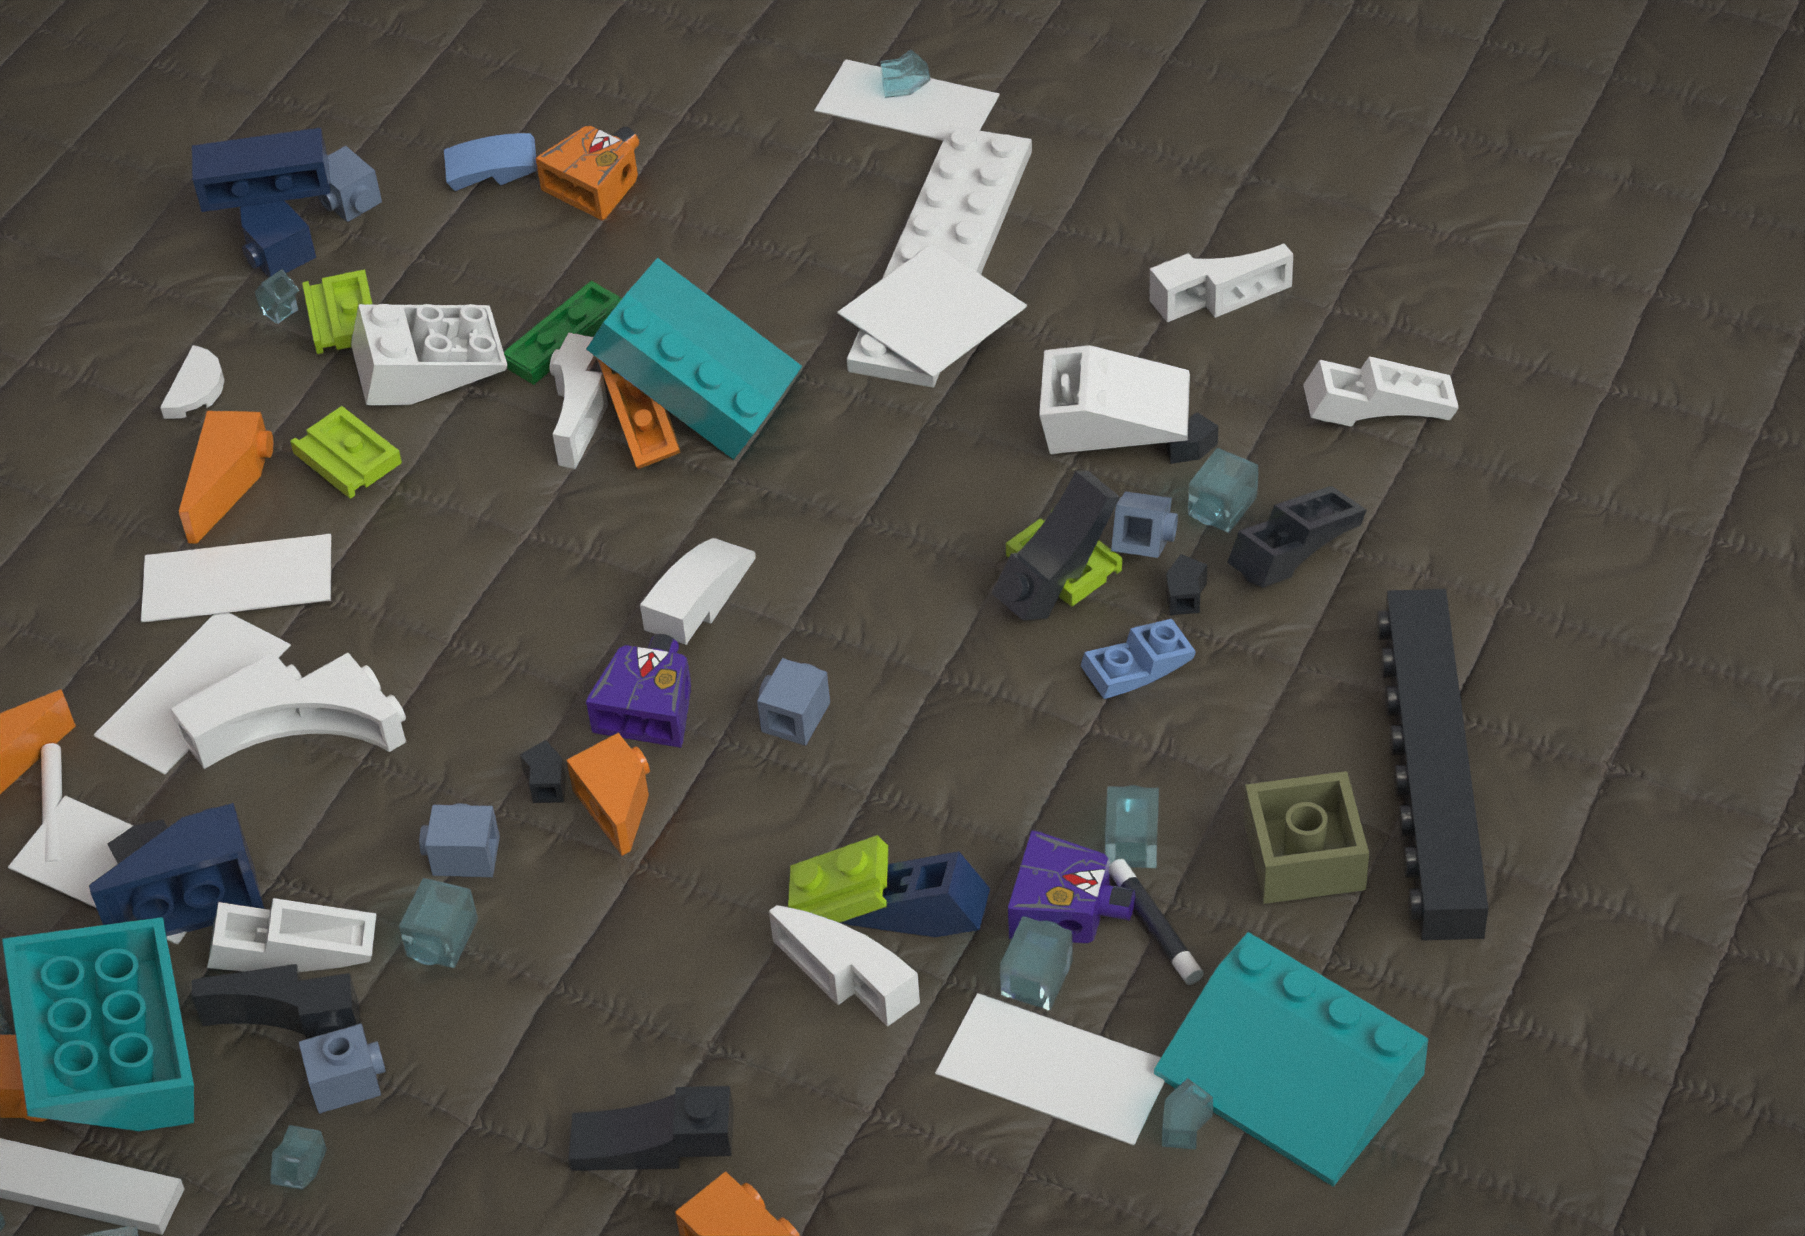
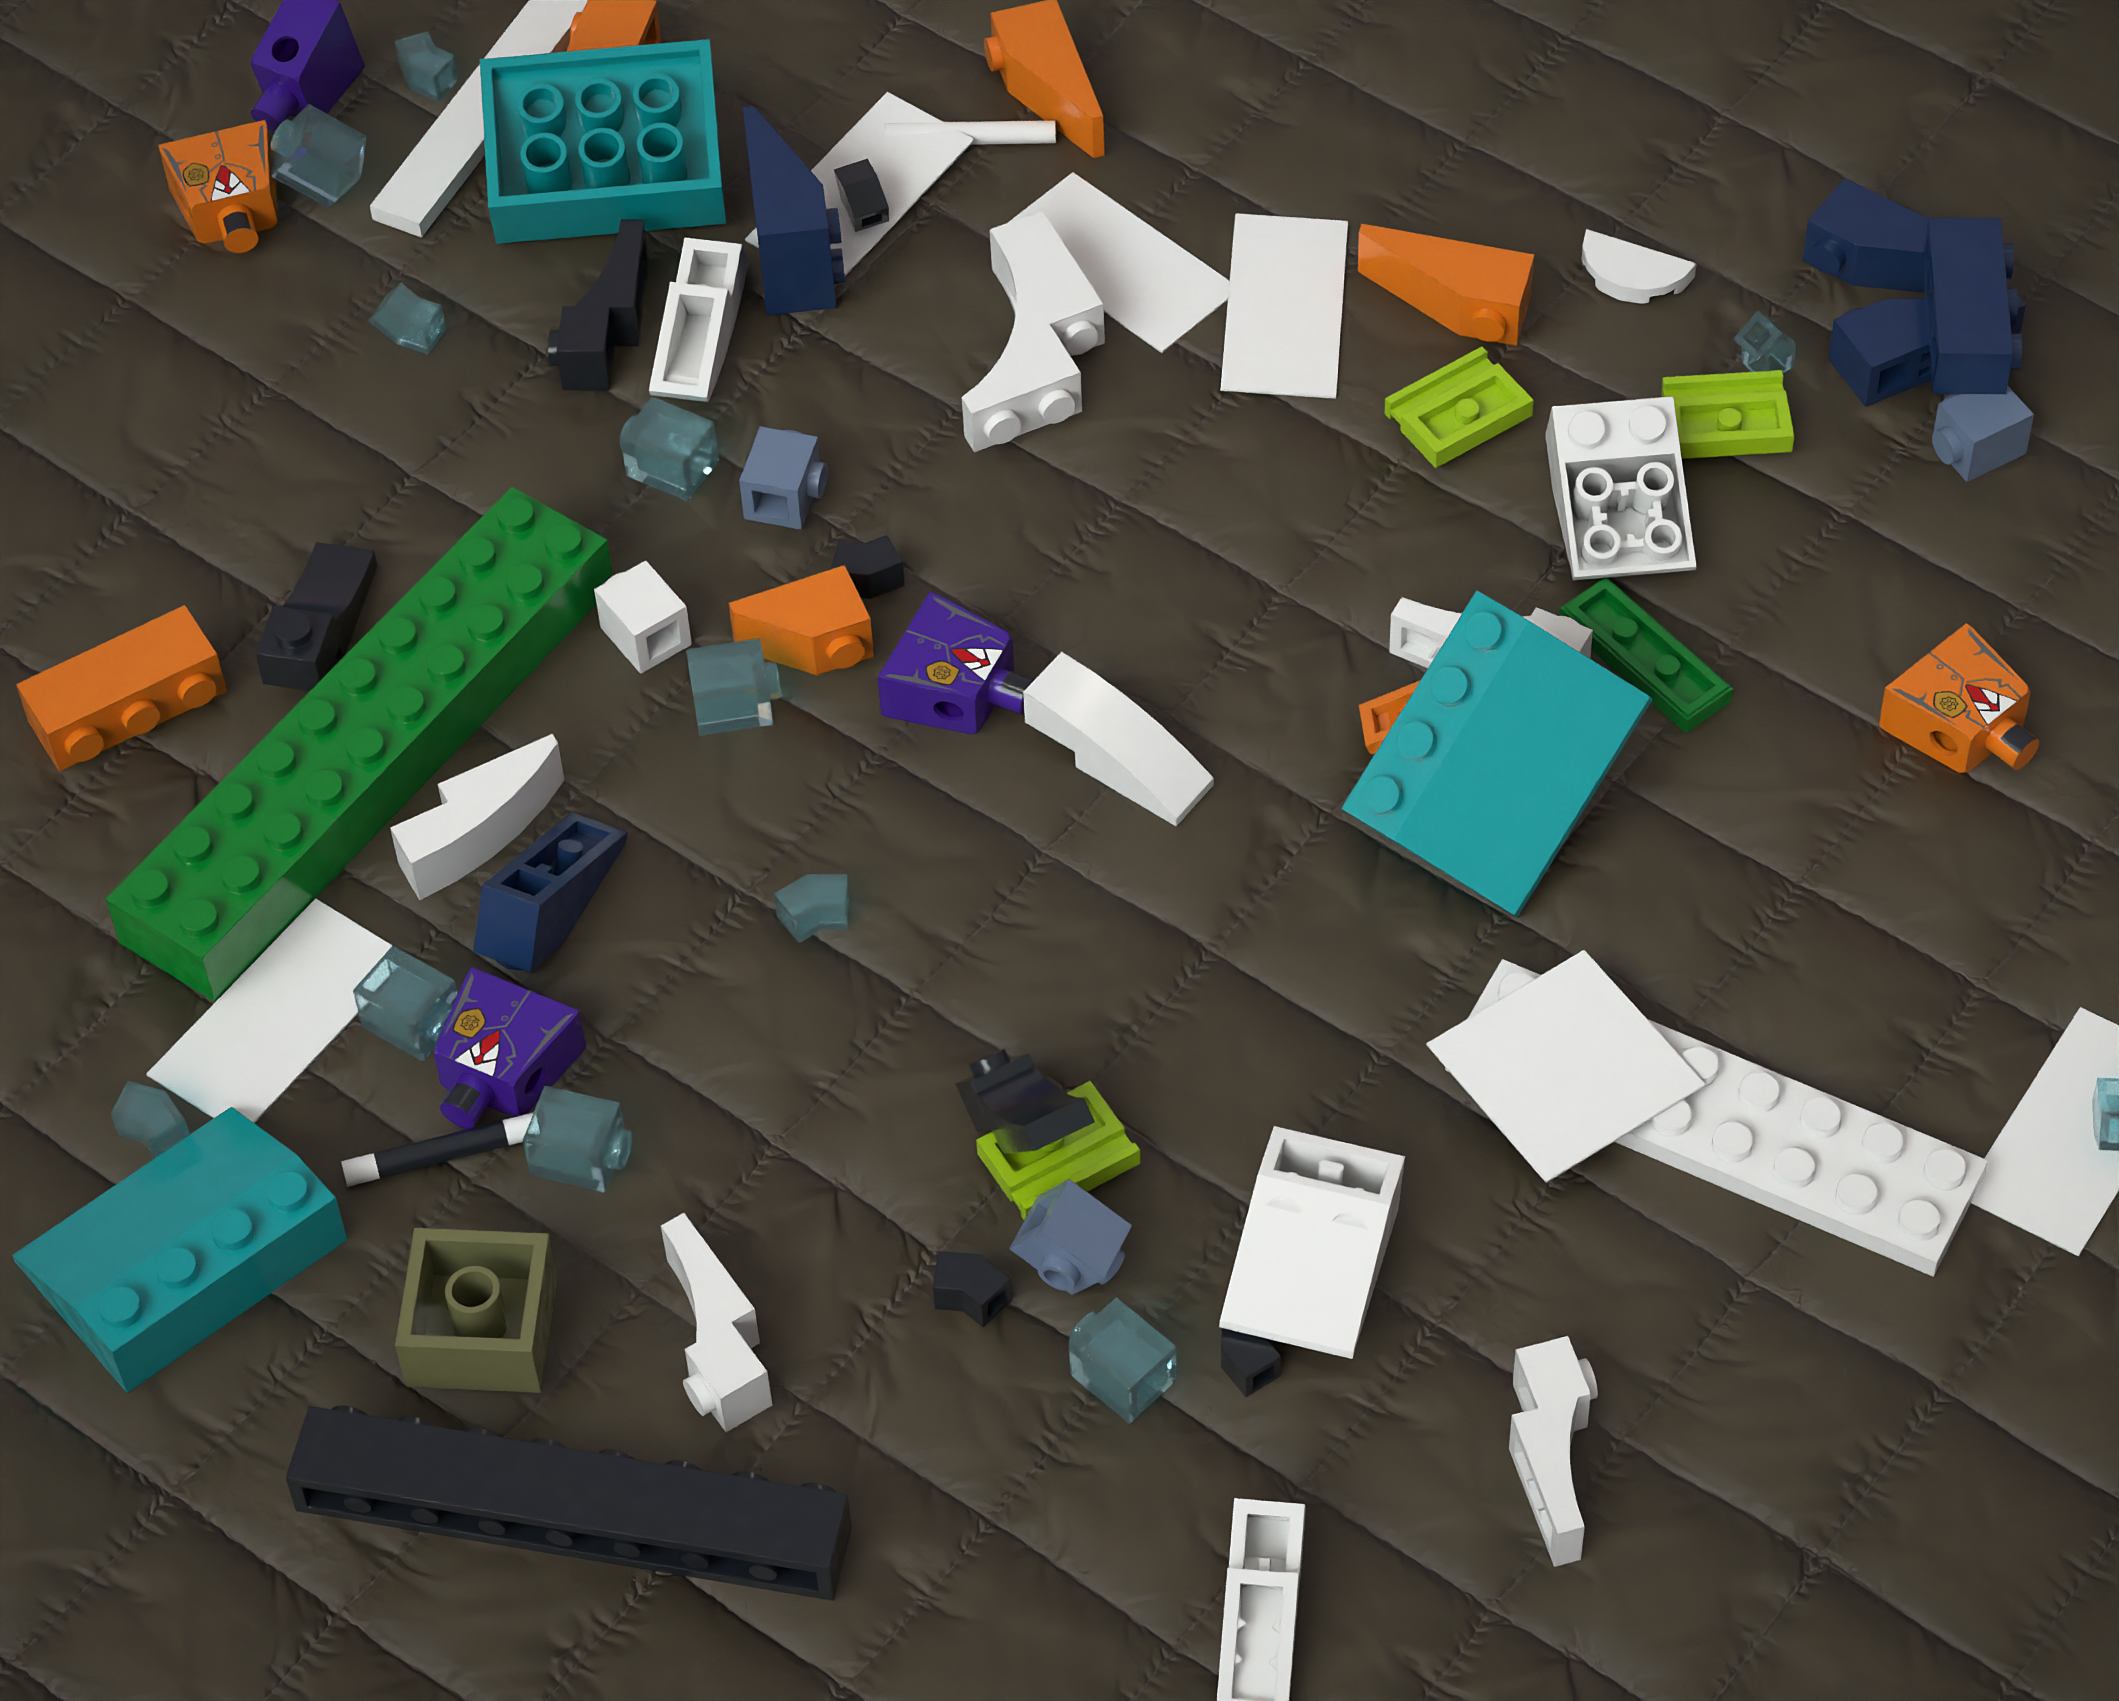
camera: 100 degrees right, 5 degrees up
(171, 250) = (1867, 240): none -> dark blue slope
(342, 1067) = (505, 366): sand blue brick -> none
(497, 156) = (2006, 591): medium blue slope -> none
(621, 900) = (643, 616): none -> white brick
(685, 827) = (732, 686): none -> clear light blue brick
(788, 1056) = (360, 744): none -> green brick
(793, 701) = (892, 817): sand blue brick -> none
(841, 881) = (584, 819): lime plate -> none
(880, 738) = (814, 904): none -> clear light blue piece
(1143, 658) = (861, 1208): medium blue slope -> none
(1265, 707) = (721, 1365): none -> white slope
(1292, 534) = (1015, 1433): black slope -> none

